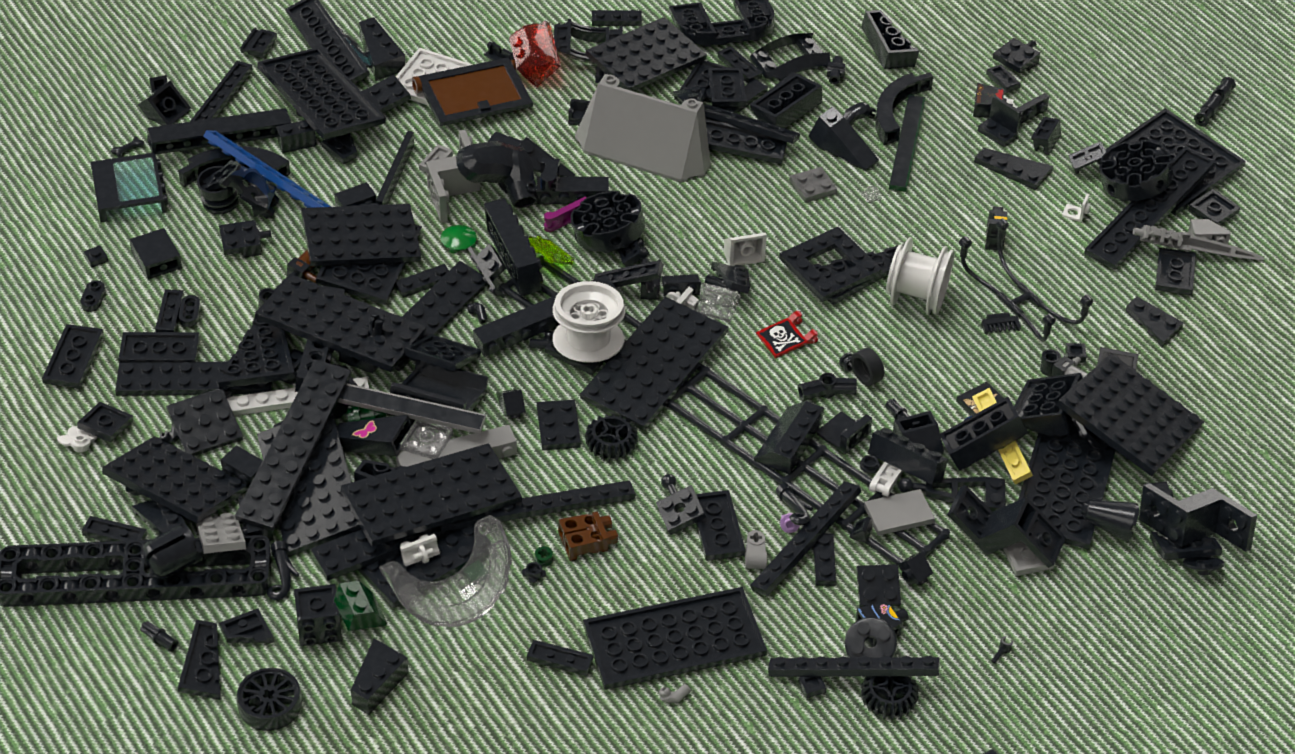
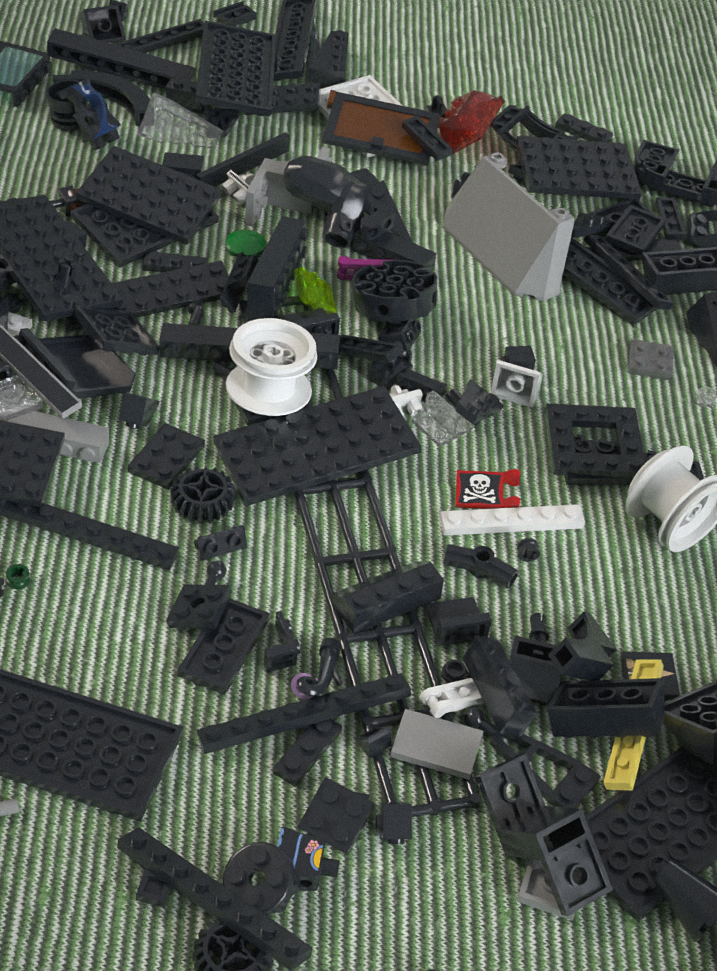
camera: 30 degrees right, 0 degrees up
(120, 150) = (35, 44): black piece -> none
(242, 238) = (51, 154): black plate -> none
(269, 174) = (123, 105): blue plate -> none
(316, 165) = (174, 123): none -> clear wedge
(416, 192) = (240, 184): none -> white hips
(519, 84) = (427, 138): none -> black plate
(571, 273) = (316, 321): none -> black bracket
(586, 534) = (78, 577): reddish brown hips -> none
(653, 462) = (221, 542): none -> black hinge
(730, 228) = (520, 356): none -> black brick
(755, 551) = (235, 695): light grey piece -> none
(759, 505) = (283, 655): none -> black bracket
(819, 347) = (511, 519): none -> white plate
(867, 366) = (541, 564): black tyre -> none
(941, 404) = (586, 651): none -> black arch

